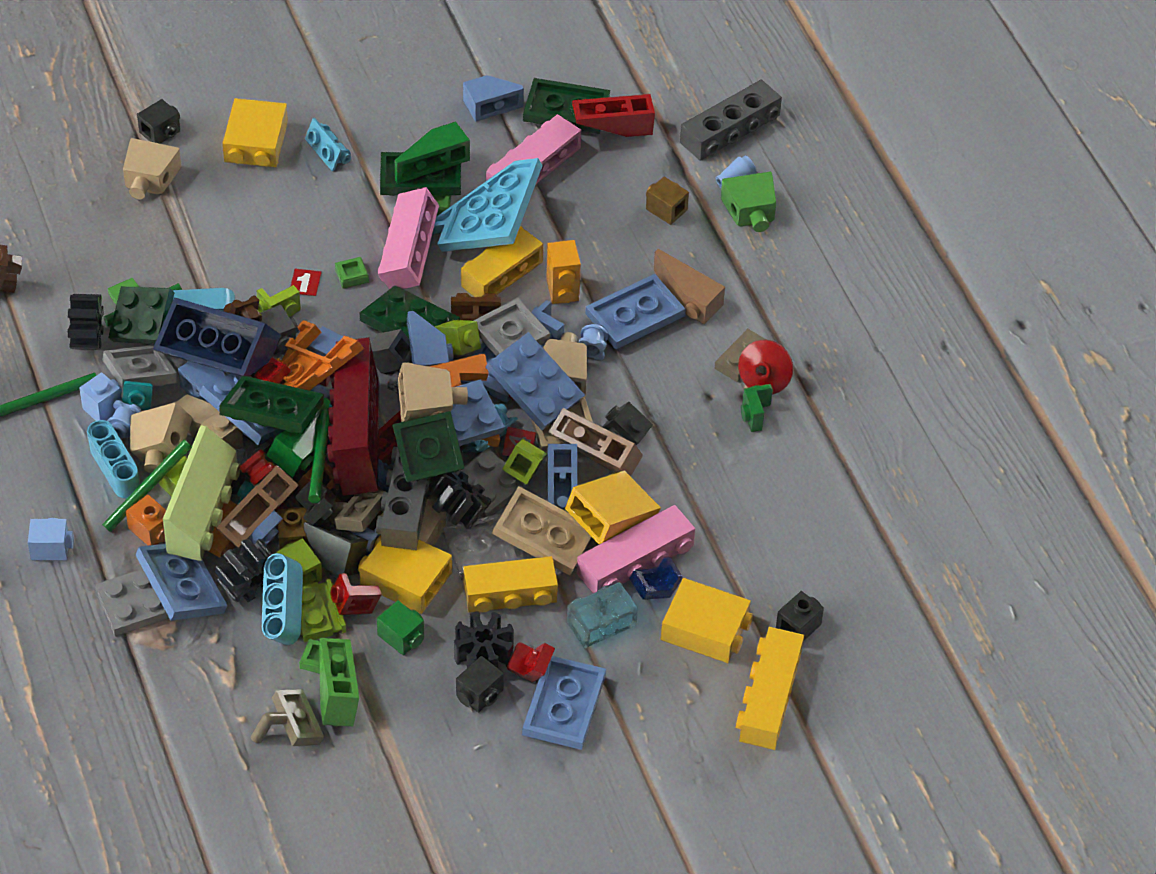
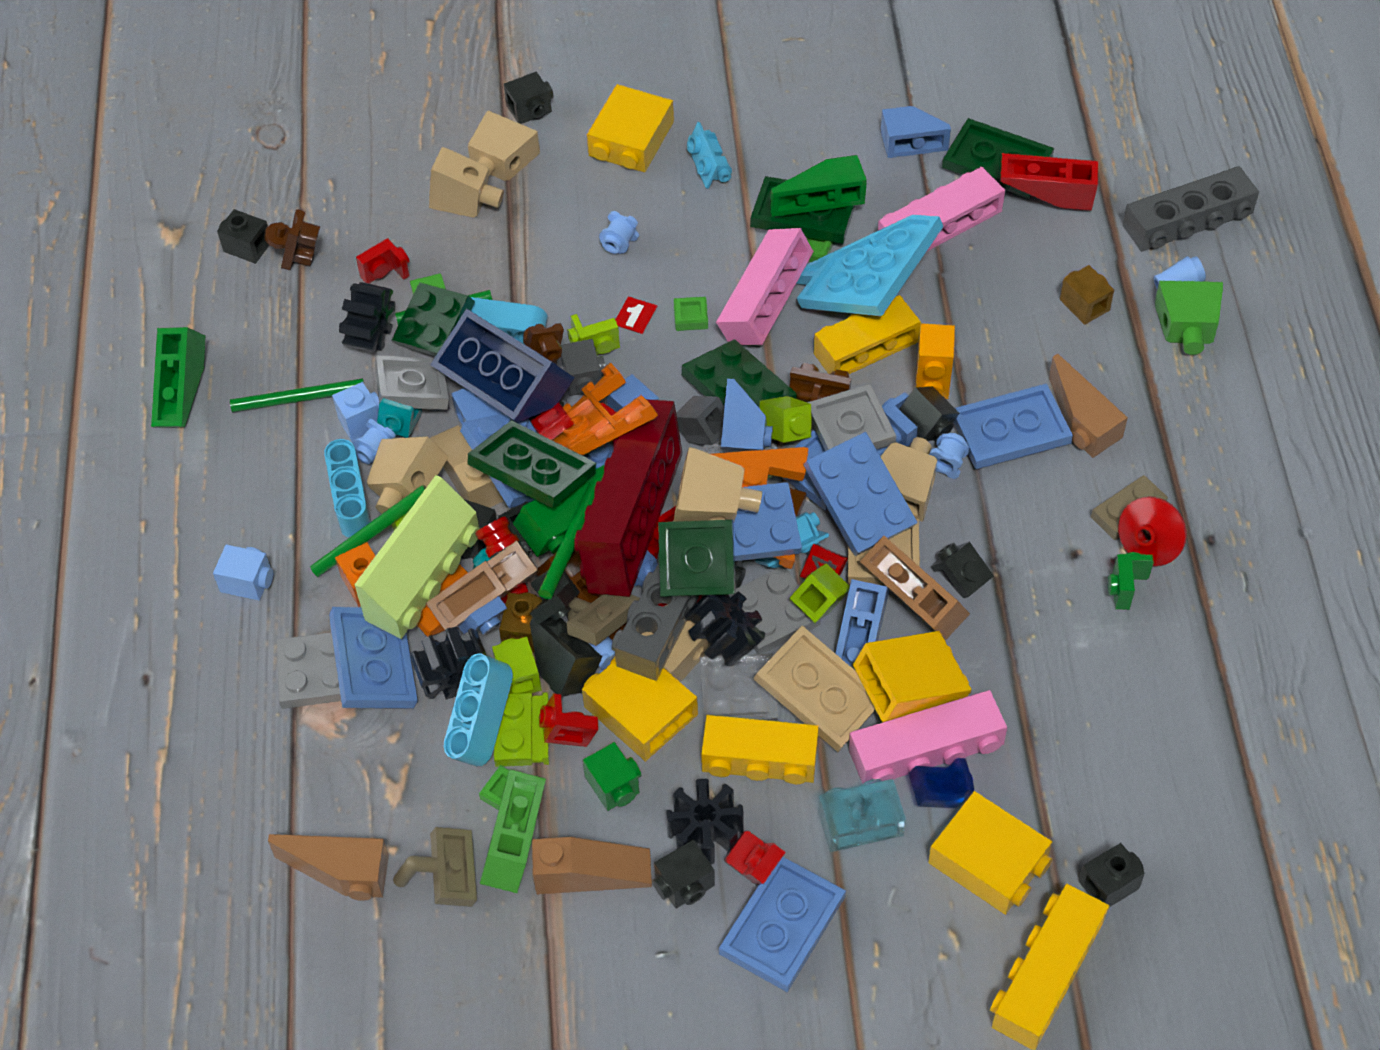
camera: 20 degrees right, 5 degrees up
(78, 275) = (382, 259): none -> red bracket
(128, 203) = (461, 185): none -> tan torso
(203, 734) = (342, 863): none -> medium nougat slope
(273, 218) = (619, 233): none -> light blue brick
(401, 694) = (588, 865): none -> medium nougat slope
(570, 311) = (929, 412): none -> pearl dark grey brick

